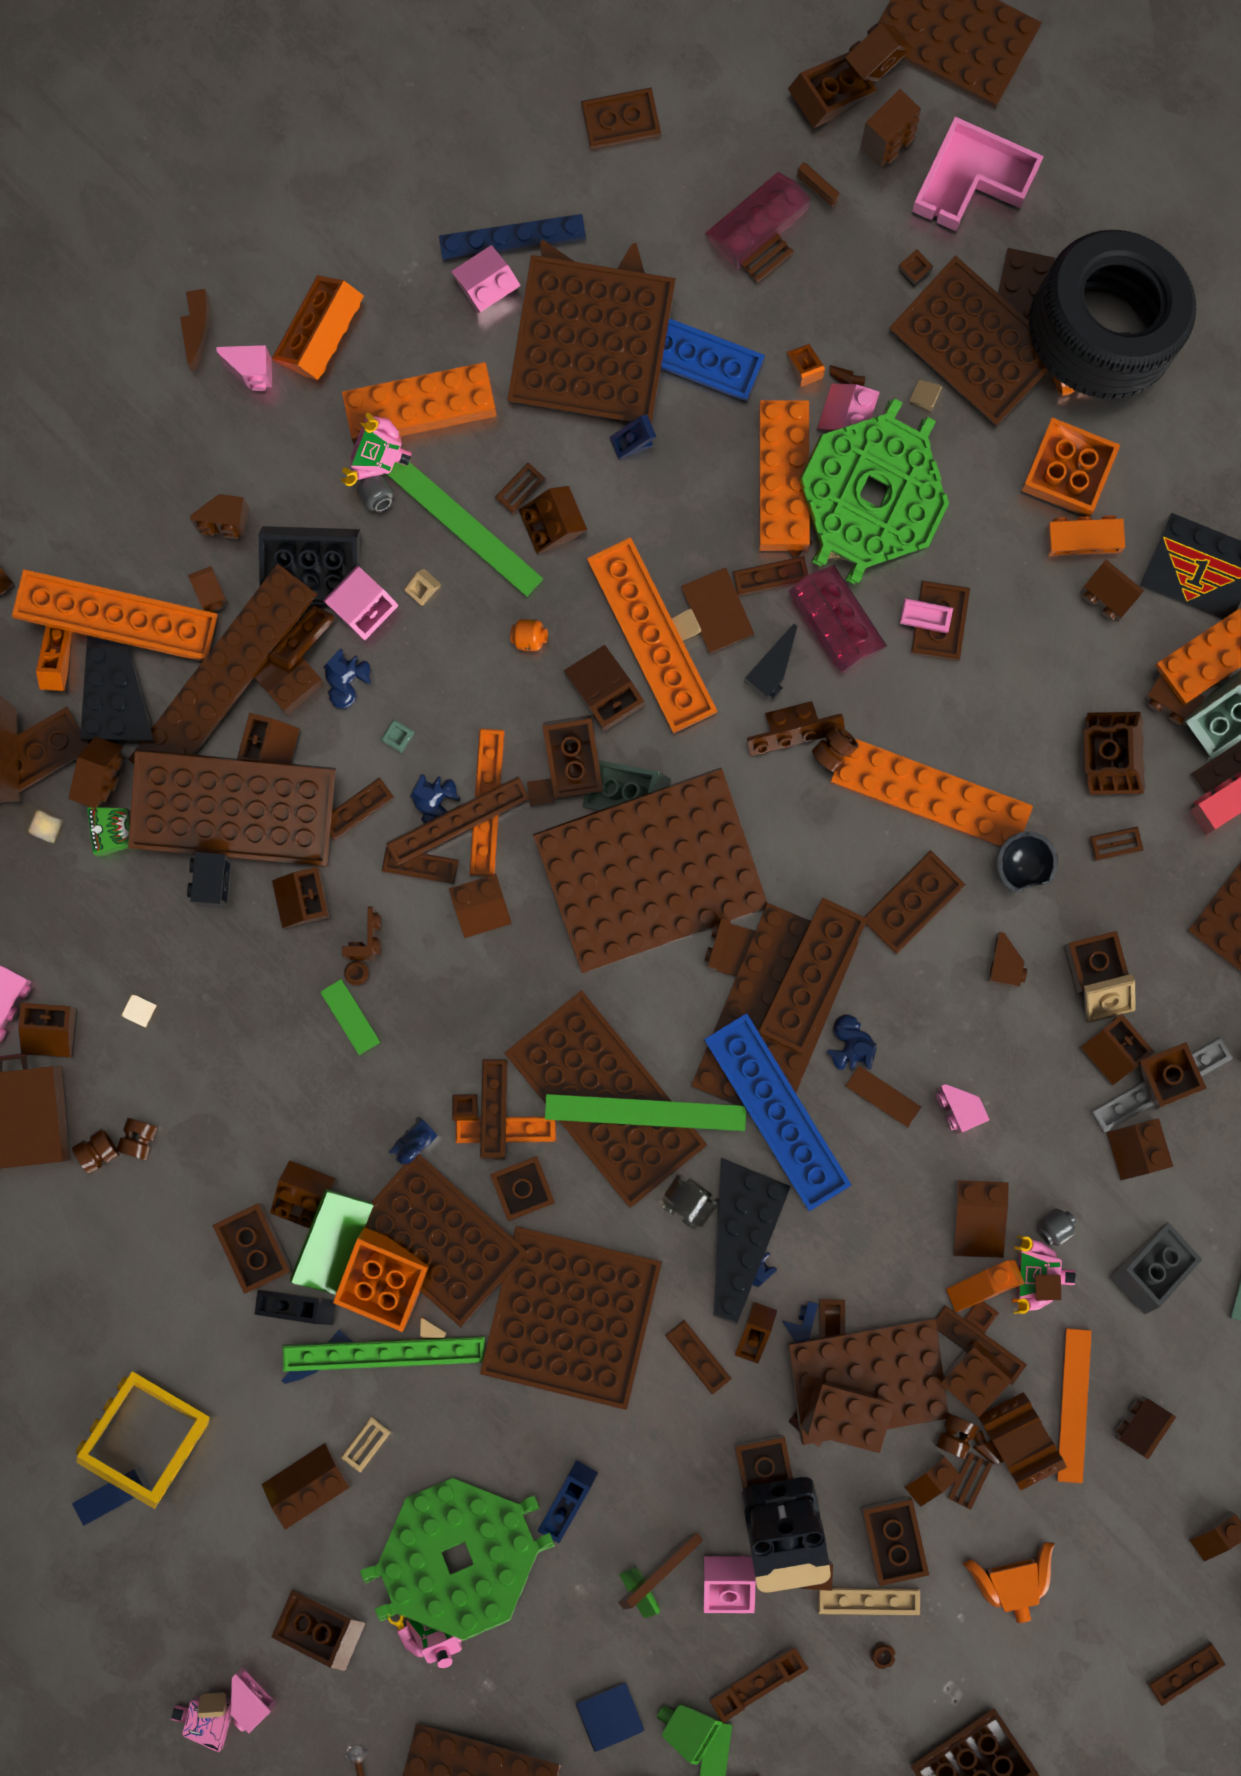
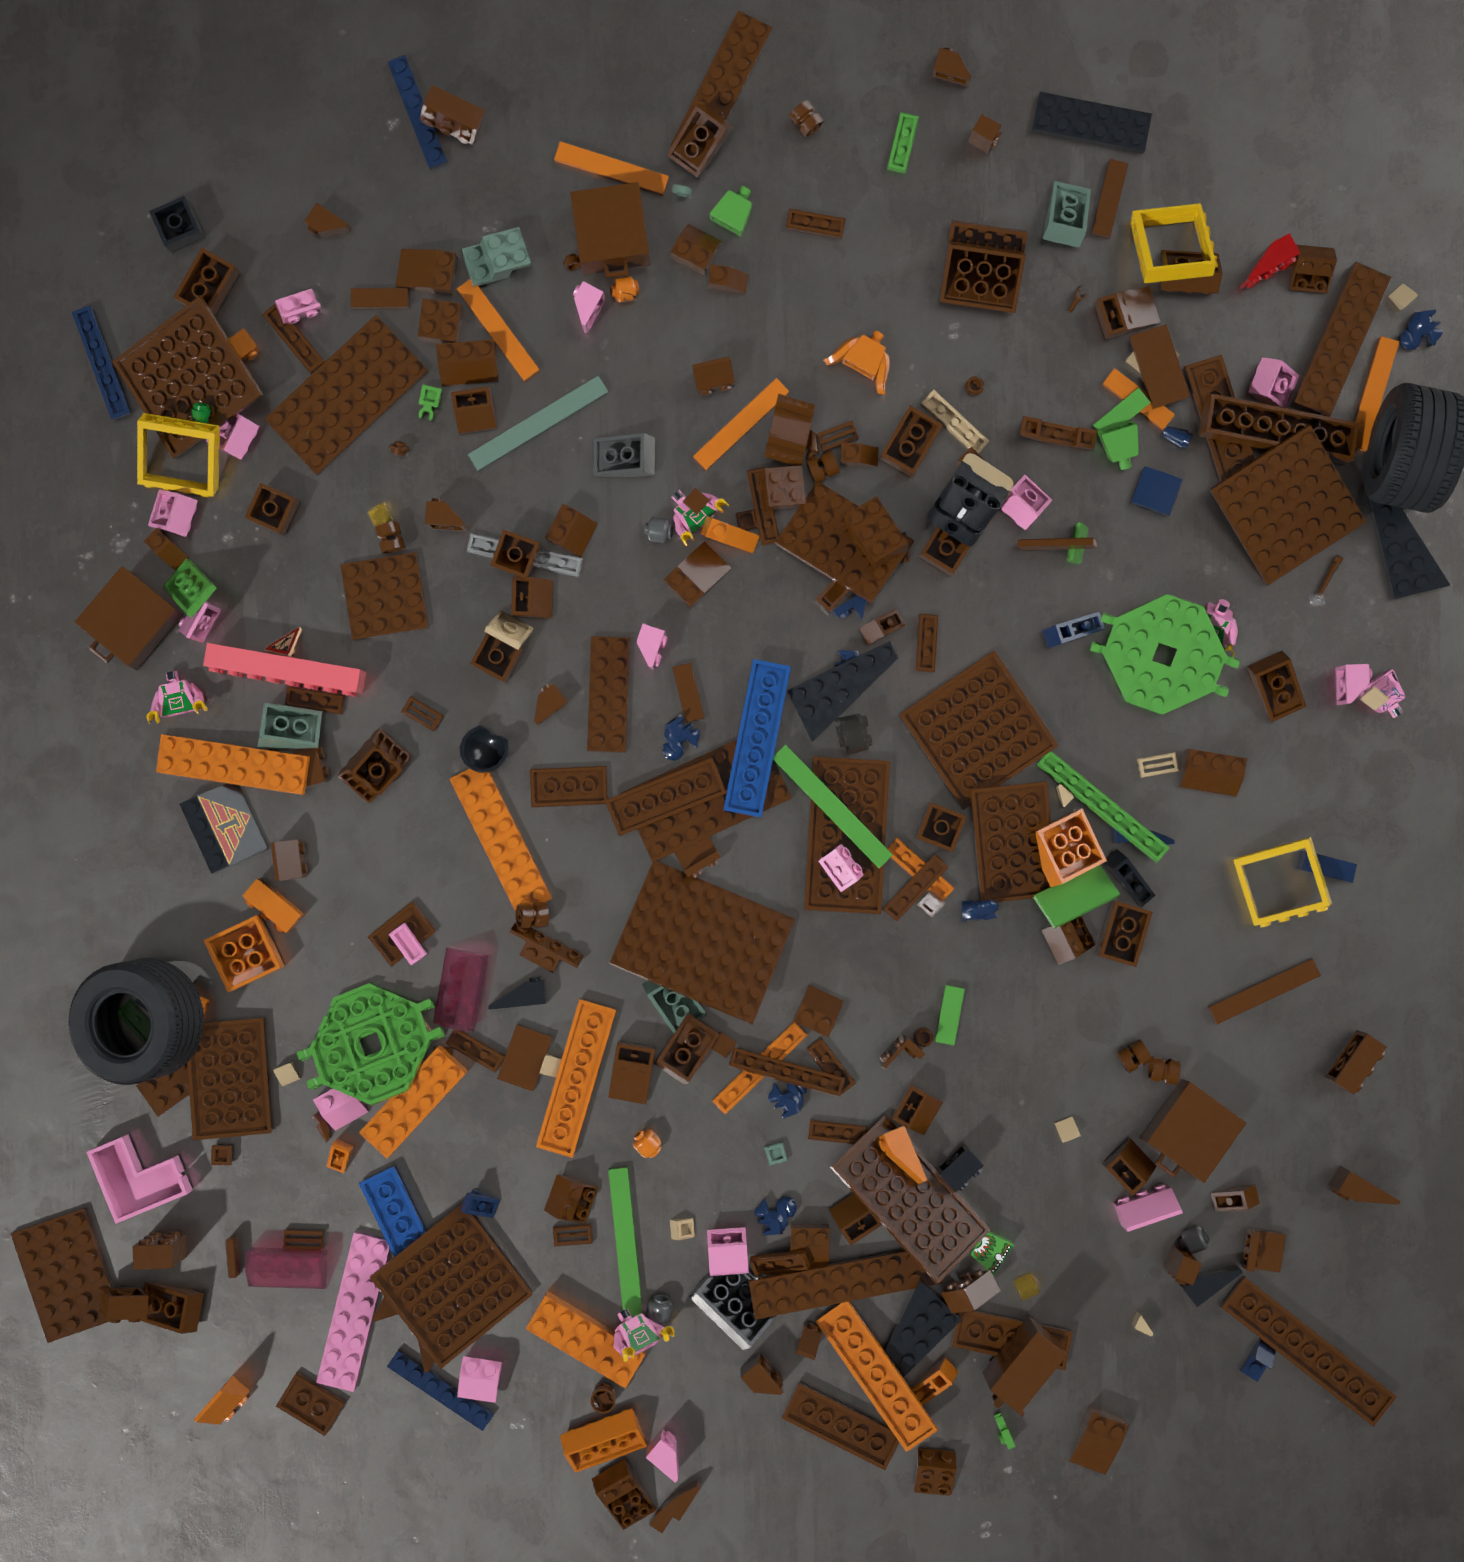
camera: 145 degrees left, 5 degrees up
(65, 1317) = (1264, 991): none -> reddish brown tile
(106, 539) = (841, 1426): none -> reddish brown plate
(254, 295) = (623, 1494): none -> reddish brown slope
(281, 844) = (901, 1151): none -> orange slope
(354, 365) = (603, 1397): none -> reddish brown wheel
(582, 1061) = (841, 867): none -> bright pink bracket
(658, 234) = (353, 1313): none -> bright pink plate
(702, 46) = (223, 1403): none -> orange slope
(958, 1025) = (608, 694): none -> reddish brown plate
(1114, 316) = (135, 1020): none -> bright green tile

